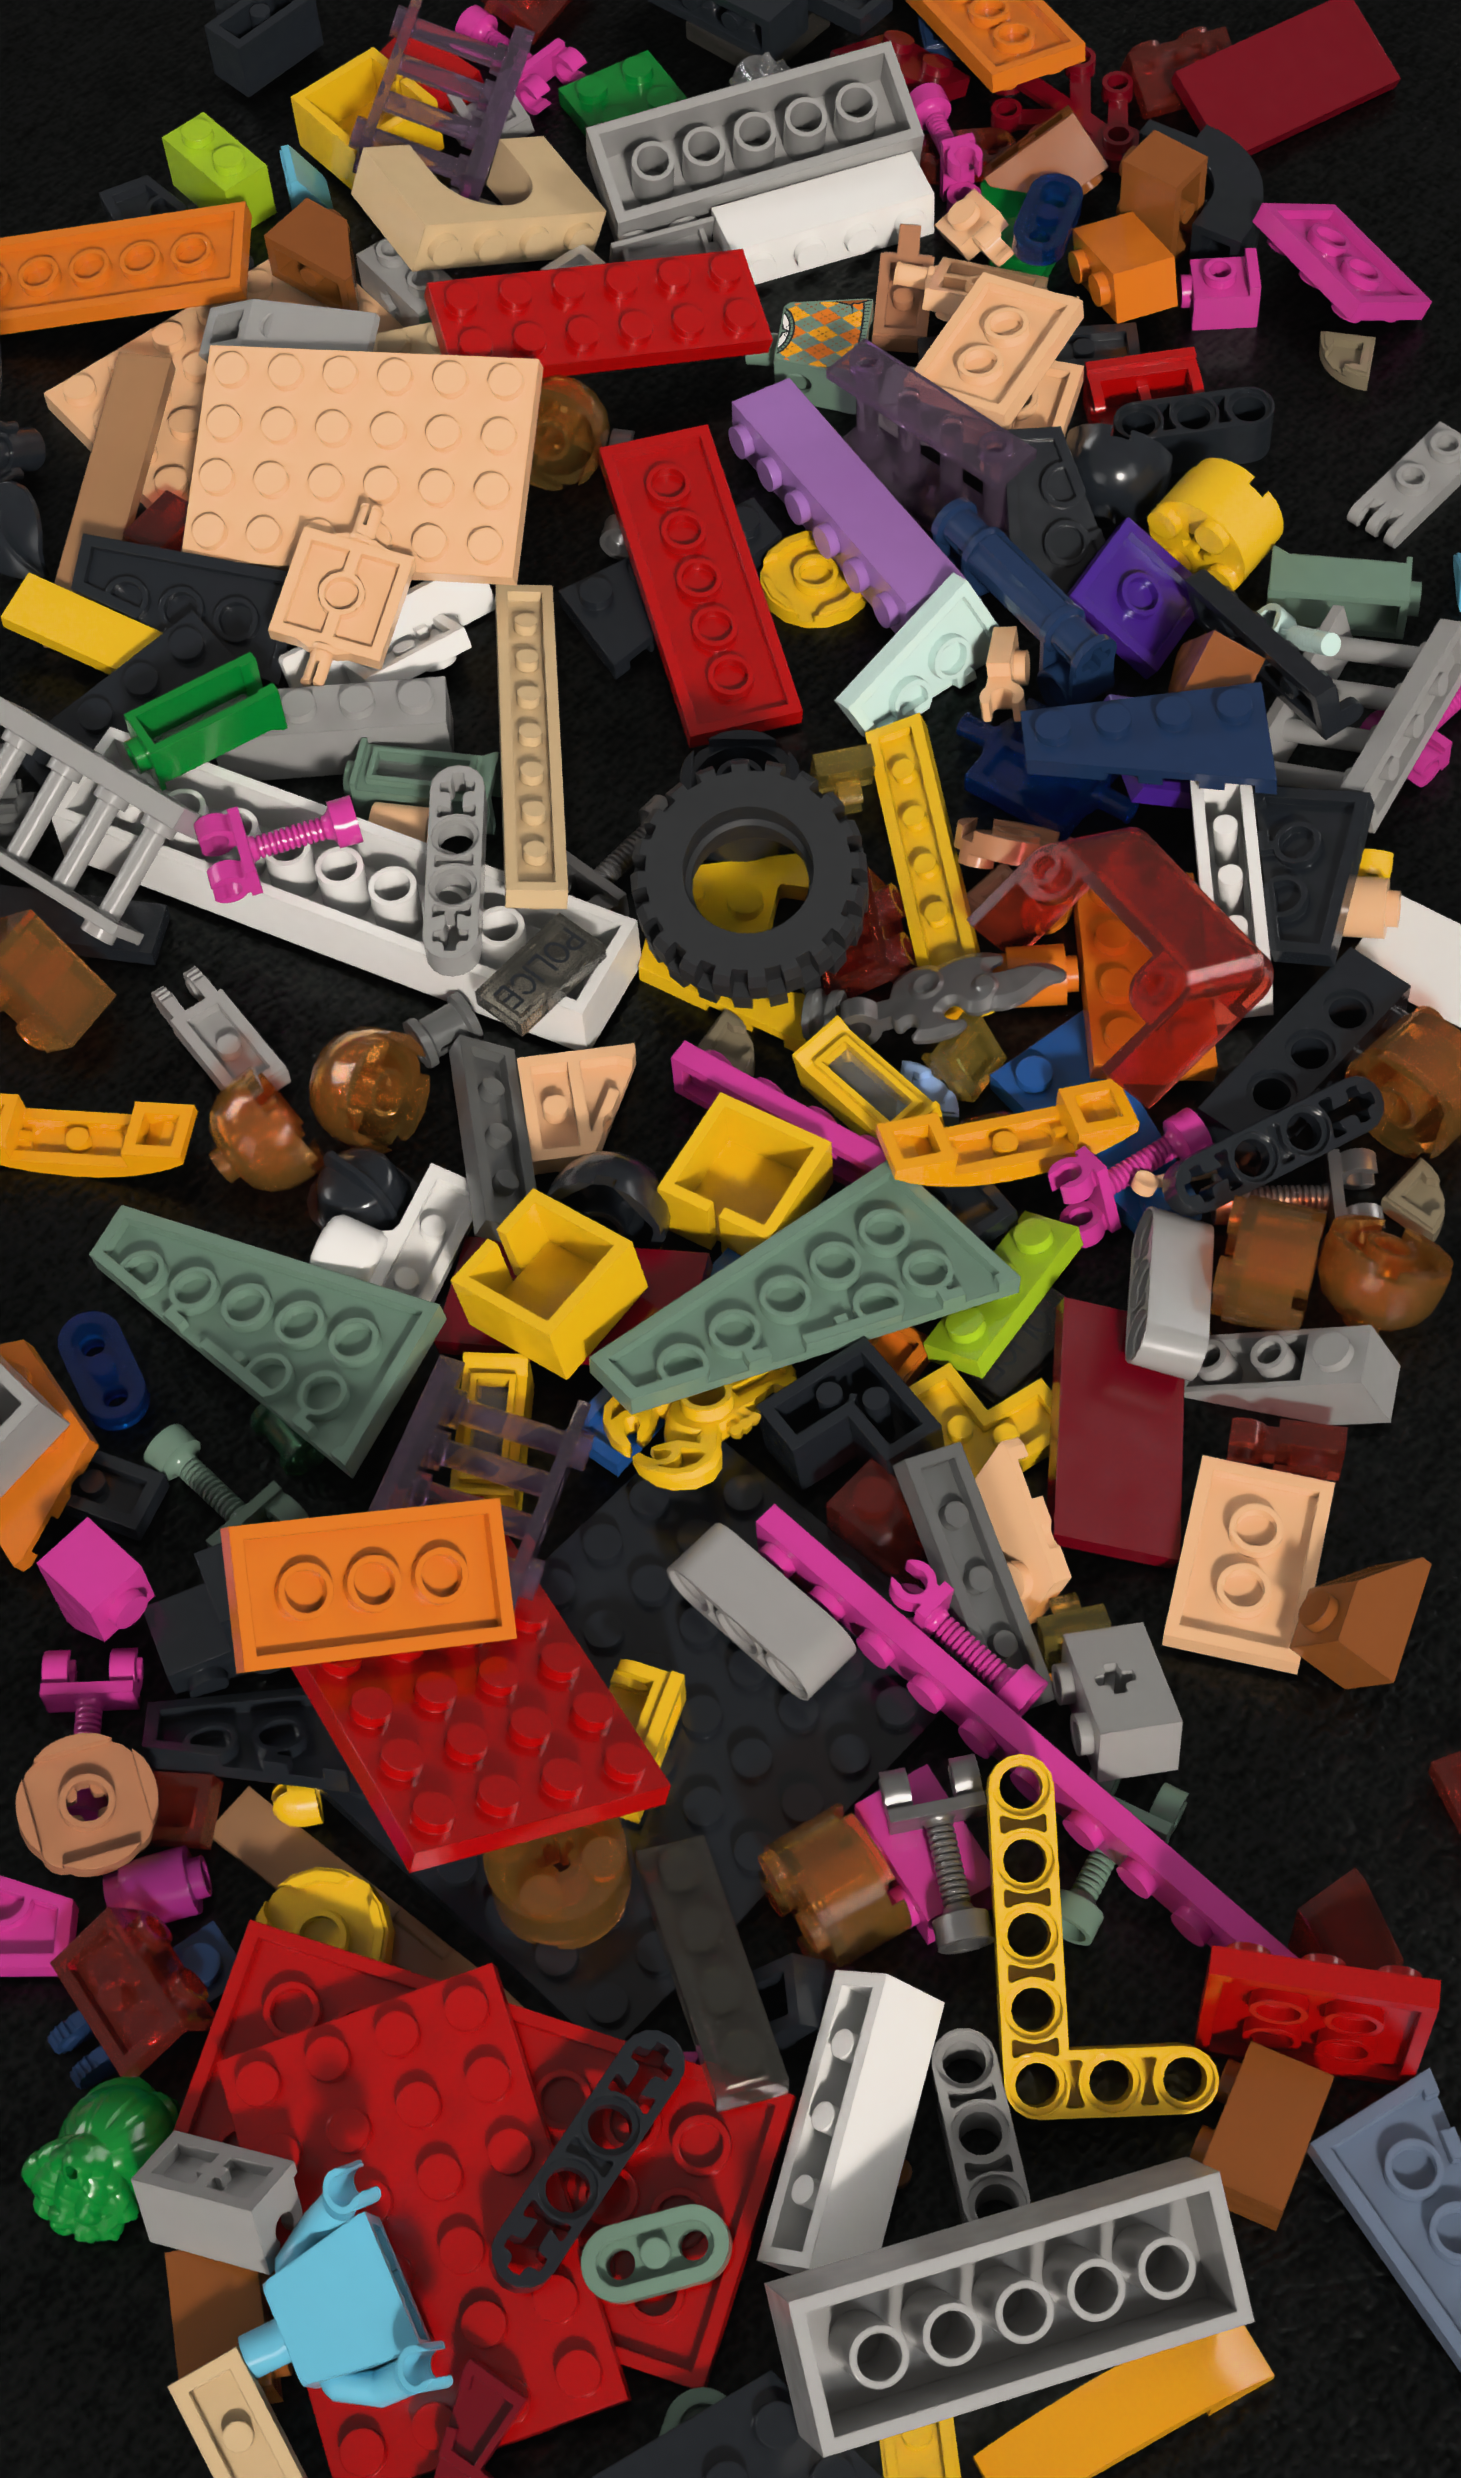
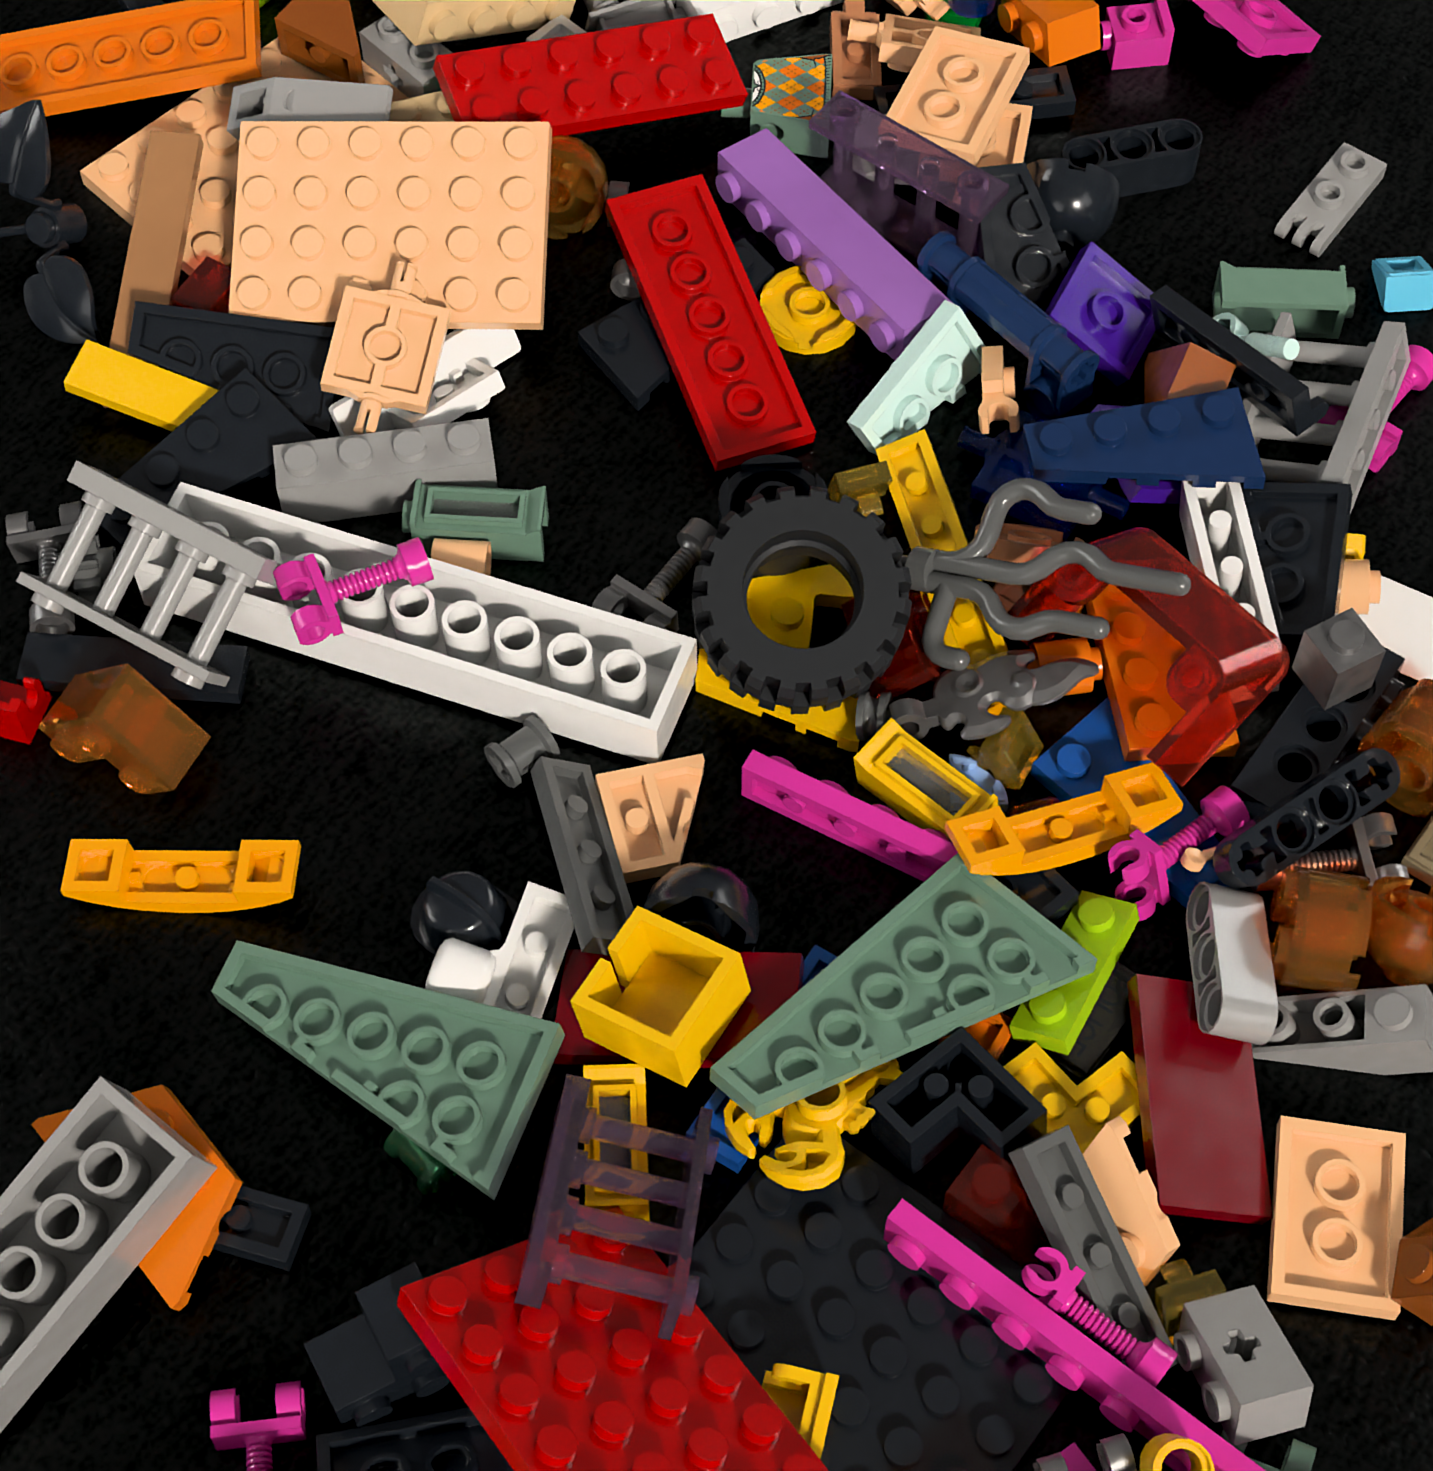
camera: 10 degrees left, 0 degrees up
(95, 1582) = (259, 1324): dark pink slope -> none
(106, 1374) = (237, 1108): clear blue plate -> none
(176, 1453) = (315, 1183): sand green bar -> none
(202, 720) = (270, 473): green window -> none
(218, 1033) = (315, 775): light grey hinge -> none
(260, 1136) = (363, 866): clear orange cylinder -> none
(367, 1584) = (539, 1324): orange plate -> none
(369, 1087) = (460, 812): clear orange cylinder -> none
(455, 869) = (521, 601): light grey beam -> none
(530, 749) = (576, 484): tan plate -> none
(540, 974) = (615, 697): clear smoke tile -> none
(732, 1040) = (789, 743): dark tan tile -> none
(744, 1177) = (825, 879): yellow piece -> none
(761, 1611) = (898, 1302): light grey beam -> none
(924, 864) = (956, 574): none -> dark grey plant
(1138, 378) = (1075, 115): red hinge -> none
(1217, 521) = (1168, 240): yellow brick -> none
(1292, 1447) = (1361, 1102): clear red plate -> none
(1329, 979) = (1338, 658): none -> flat silver brick
(1347, 357) = (1252, 88): dark tan tile -> none

